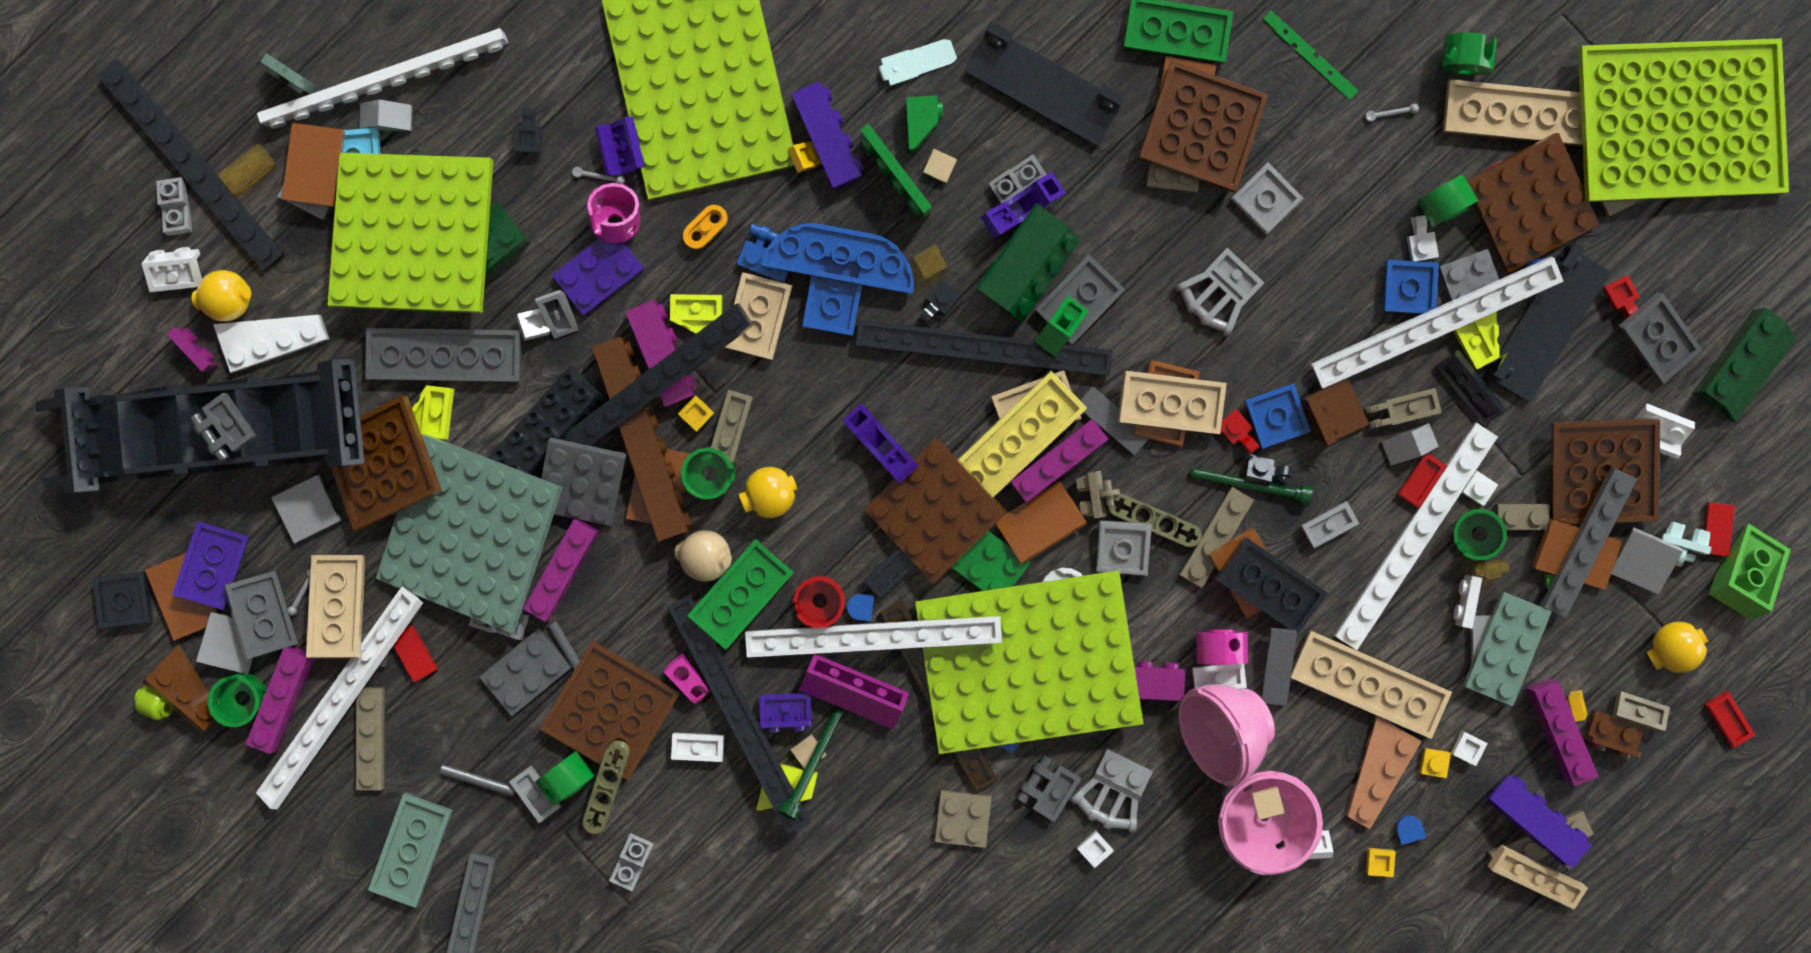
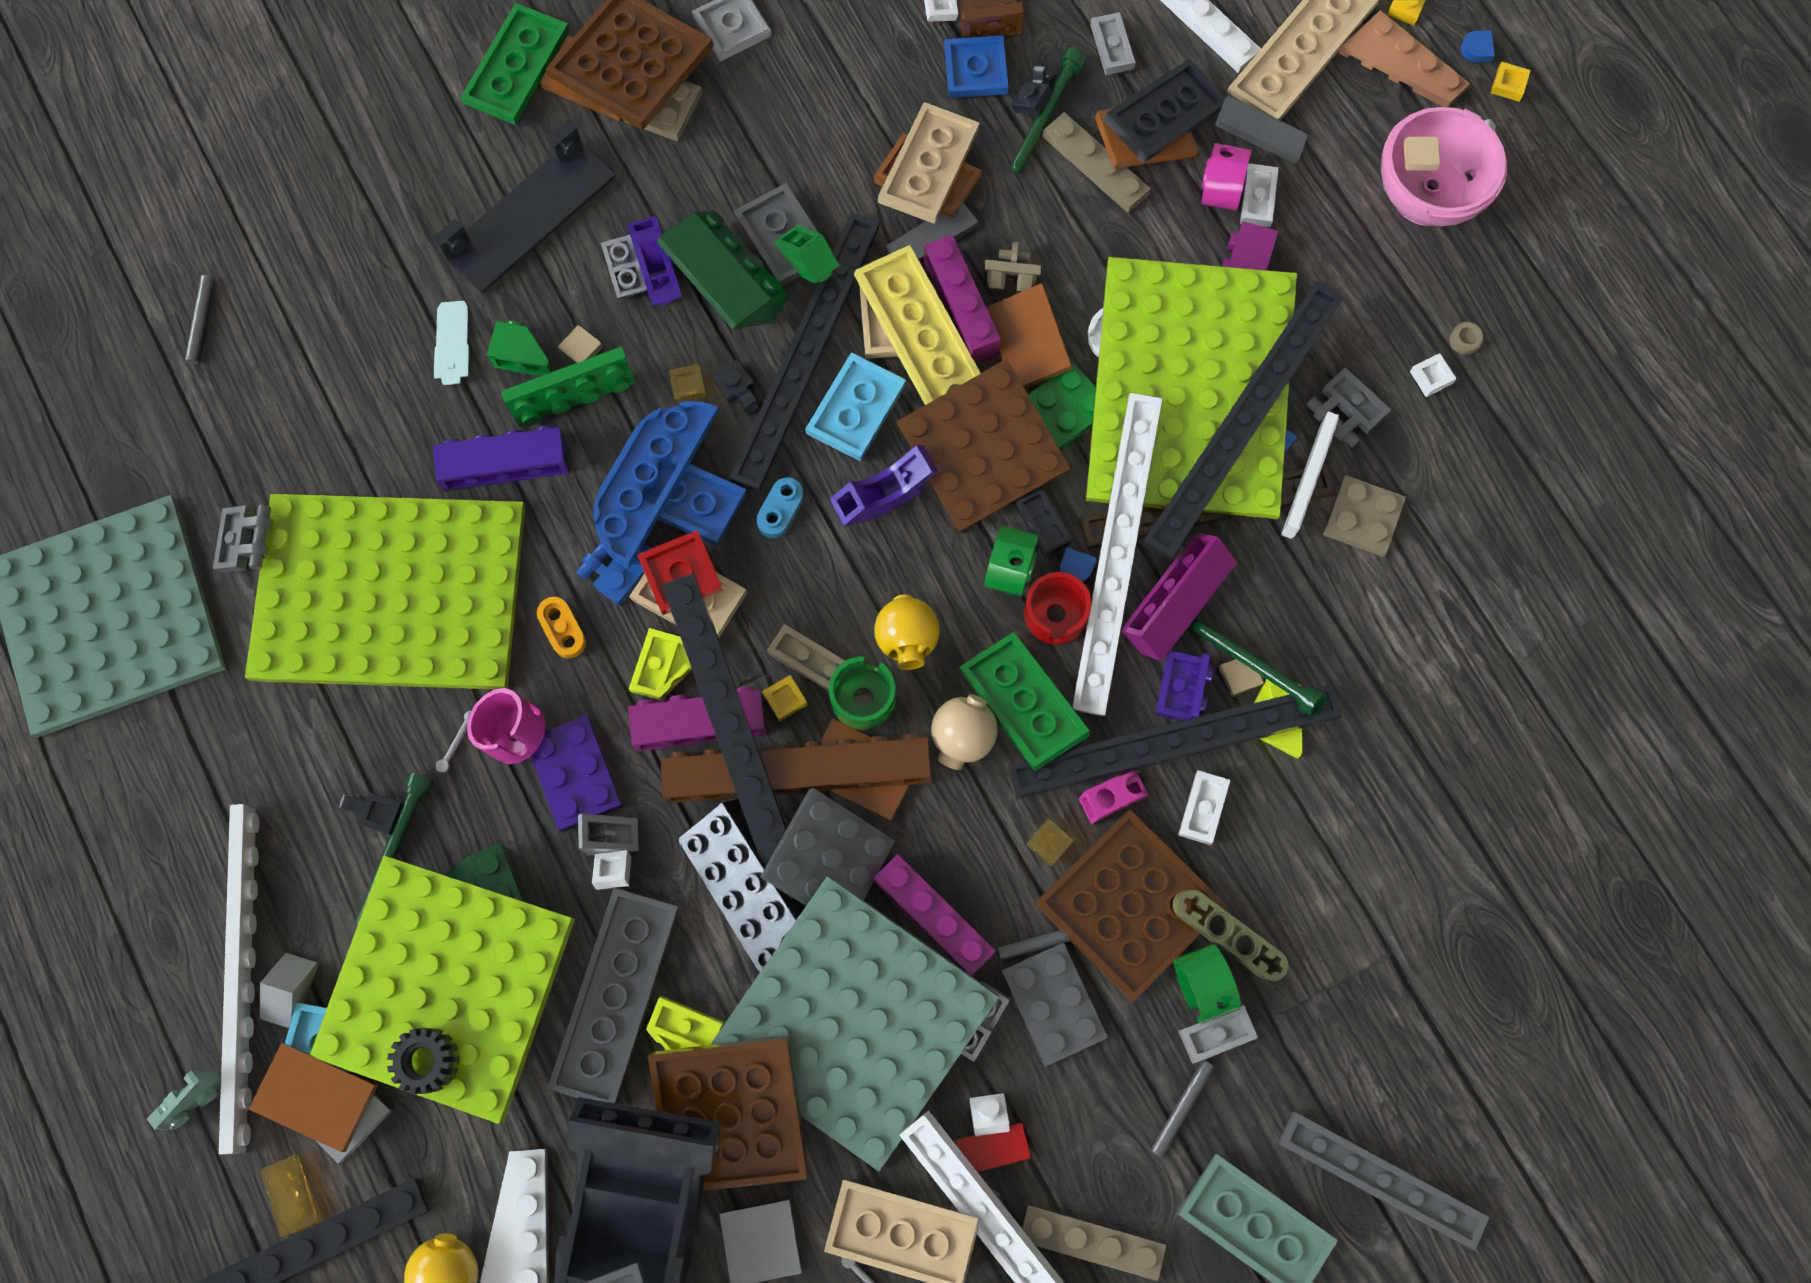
camera: 75 degrees left, 15 degrees down
(338, 233) = (402, 1061): none -> black tyre
(435, 645) = (989, 1114): none -> white plate
(554, 159) = (416, 788): none -> dark green piece
(620, 147) = (429, 700): dark purple bracket -> none
(631, 862) = (1334, 933): light grey slope -> none
(640, 639) = (1049, 842): none -> clear yellow plate
(769, 306) = (677, 560): none -> red plate
(804, 156) = (516, 490): yellow plate -> none
(848, 365) = (781, 506): none -> dark azure plate
(855, 552) = (1009, 545): none -> green piece
(946, 401) = (855, 406): none -> medium azure plate
(978, 770) = (1310, 475): none -> white tile
(1005, 710) = (1242, 421): none -> black plate
(1121, 775) = (1353, 325): light grey plate -> none
(1123, 547) = (1081, 257): light grey tile -> none
(1137, 869) = (1466, 338): none -> dark tan tile
(1155, 517) = (1060, 221): olive beam -> none
(1213, 723) = (1305, 200): bright pink piece -> none
(1233, 279) = (812, 72): light grey plate -> none
(1235, 429) = (984, 110): red plate -> none

